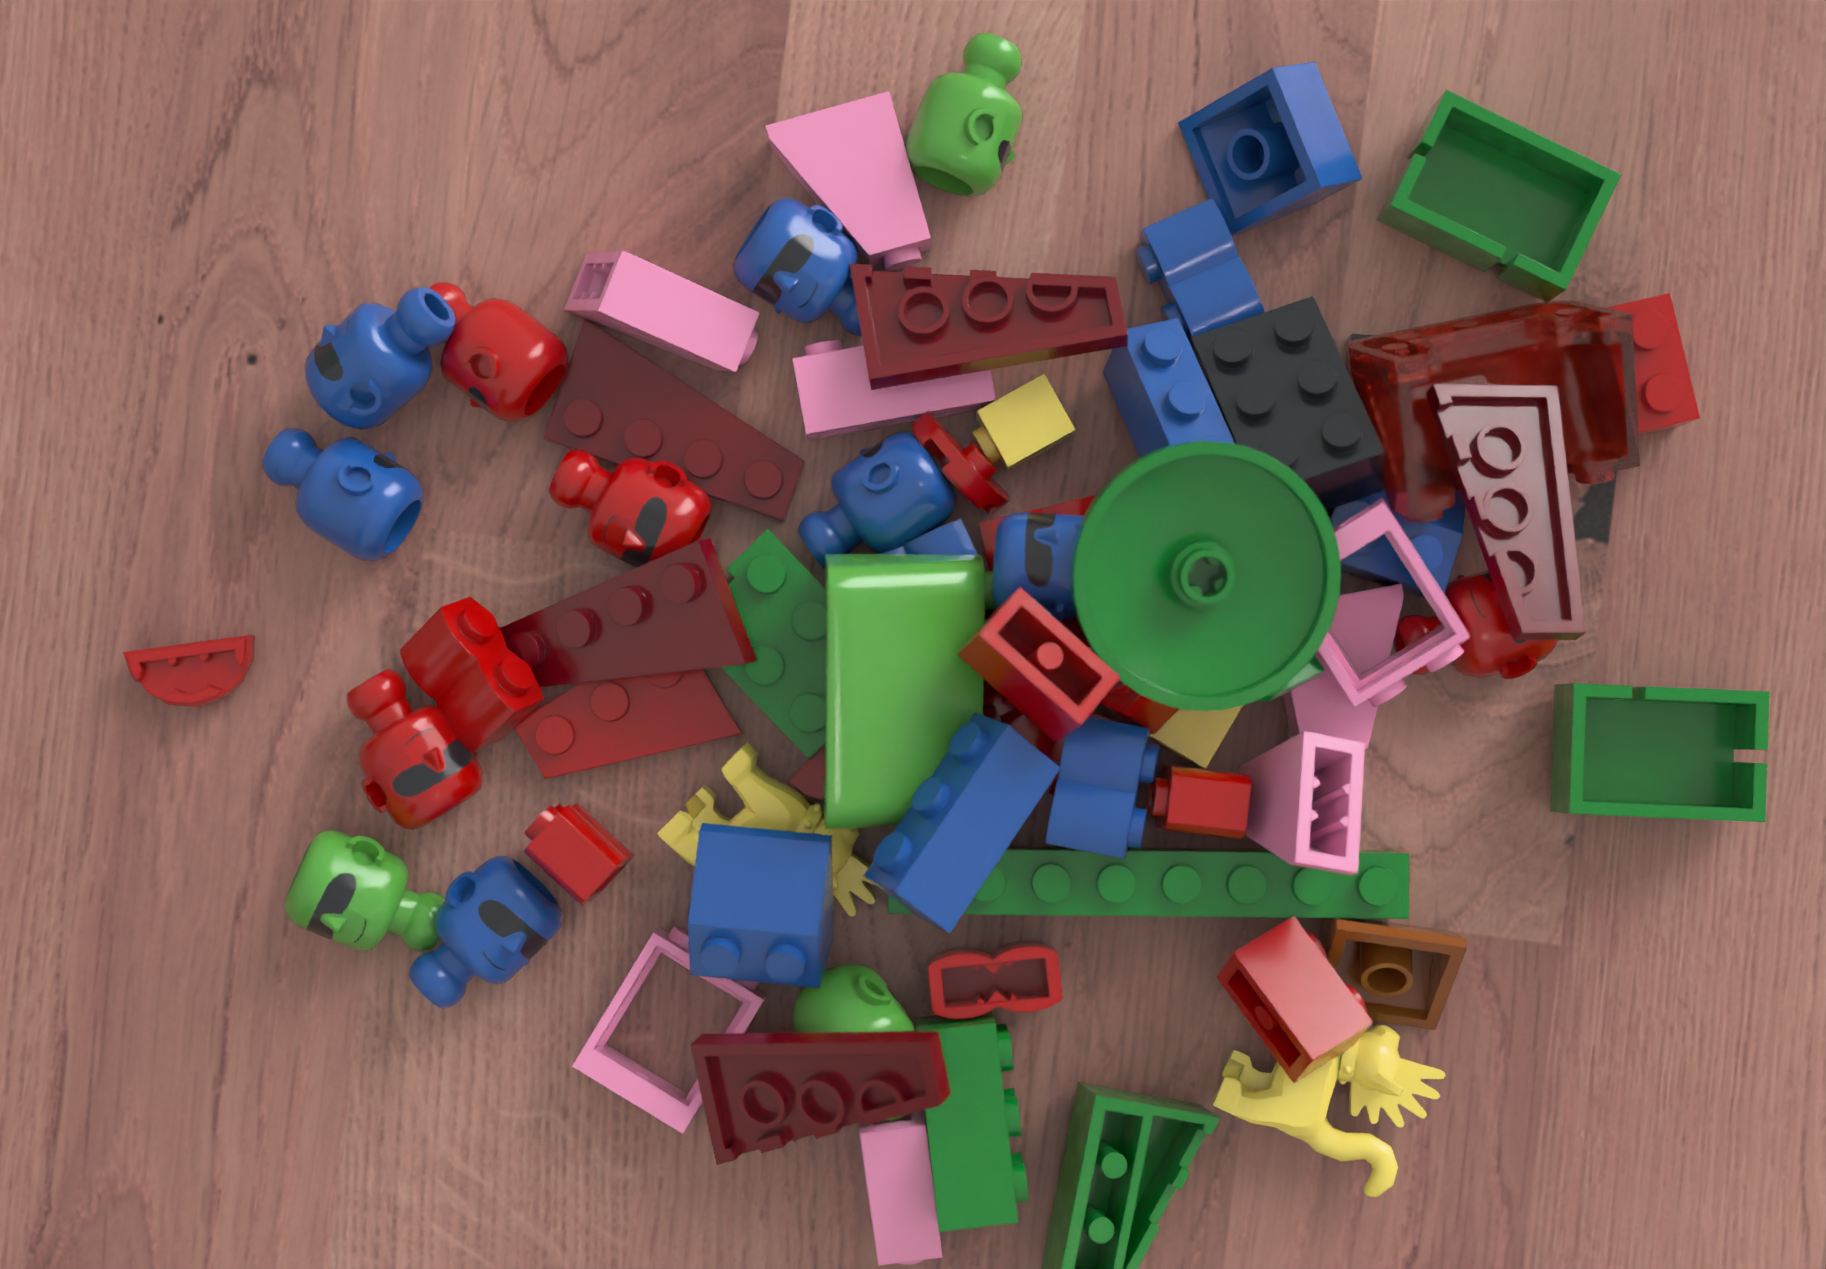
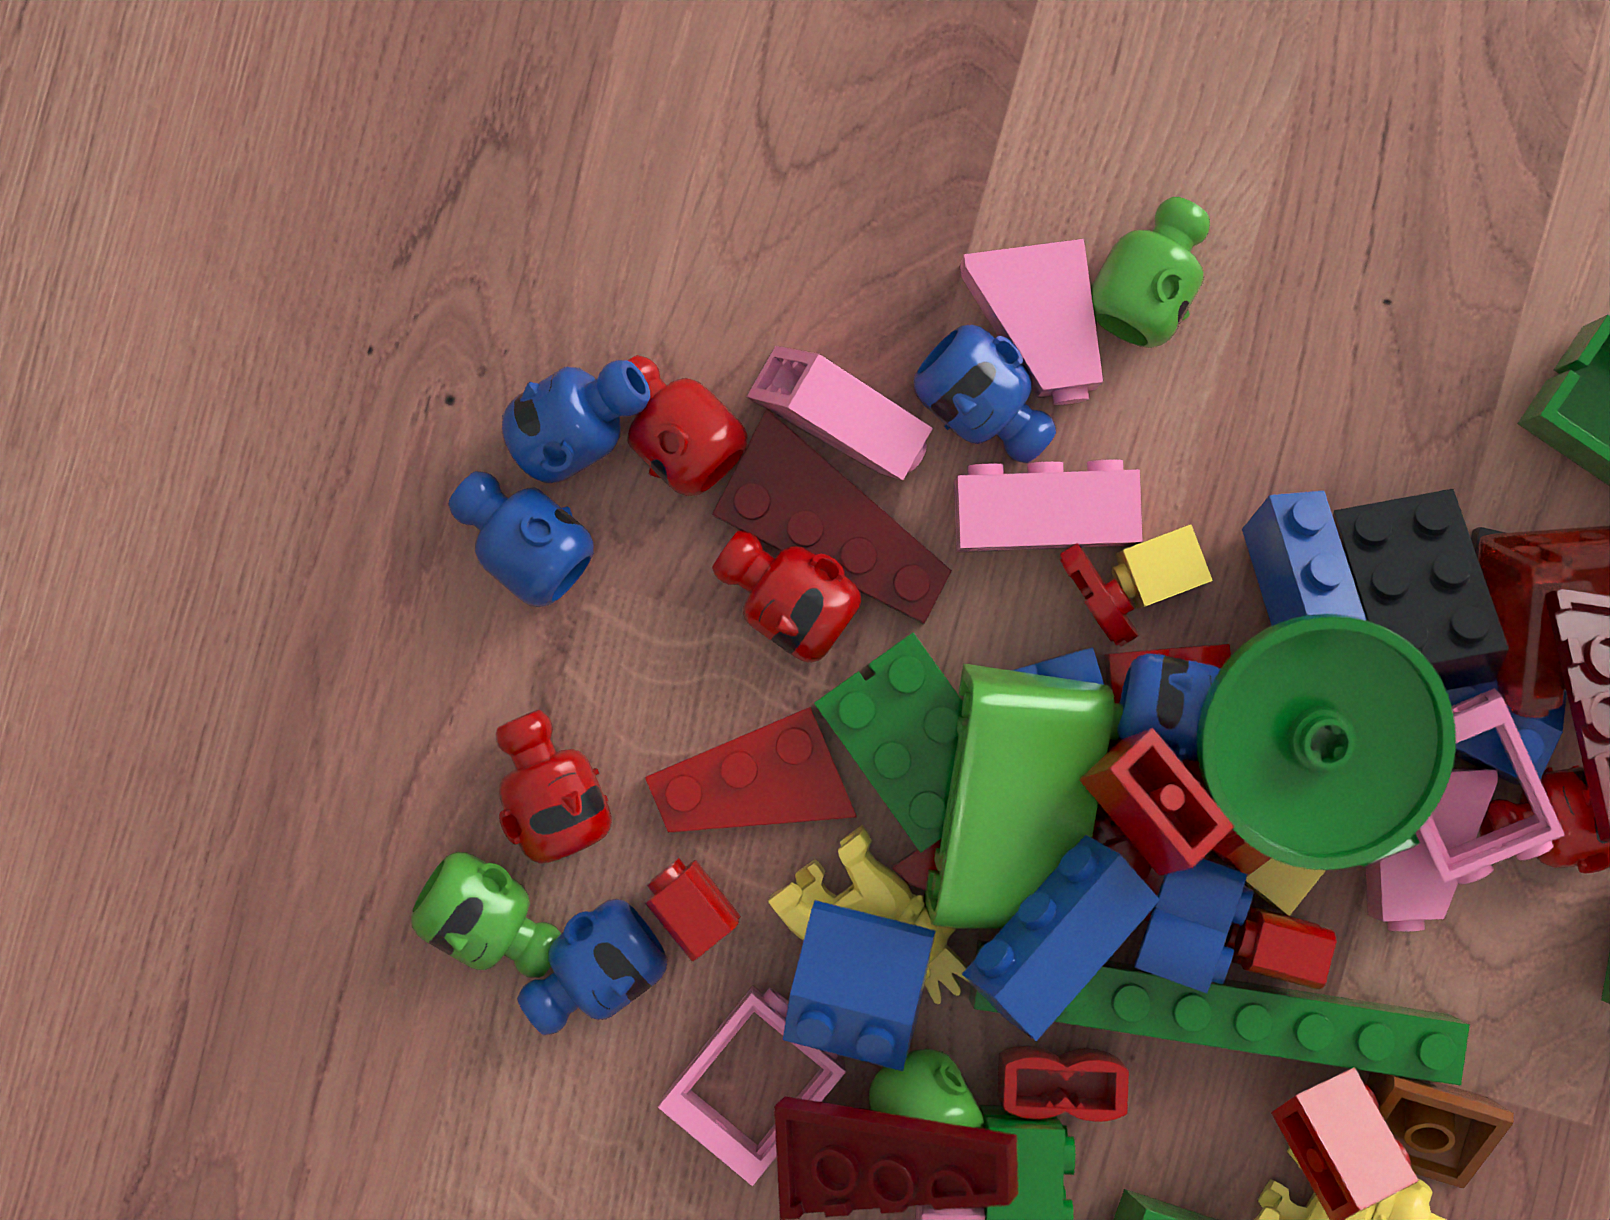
camera: 10 degrees right, 0 degrees up
(193, 671) = (354, 684): red plate -> none
(471, 673) = (615, 725): red brick -> none
(640, 623) = (785, 703): dark red wing -> none
(882, 500) = (1022, 618): blue piece -> none
(954, 325) = (1123, 467): dark red wing -> none
(1197, 270) = (1346, 448): blue brick -> none
(1270, 147) = (1428, 343): blue slope -> none
(1308, 801) = (1388, 965): bright pink slope -> none

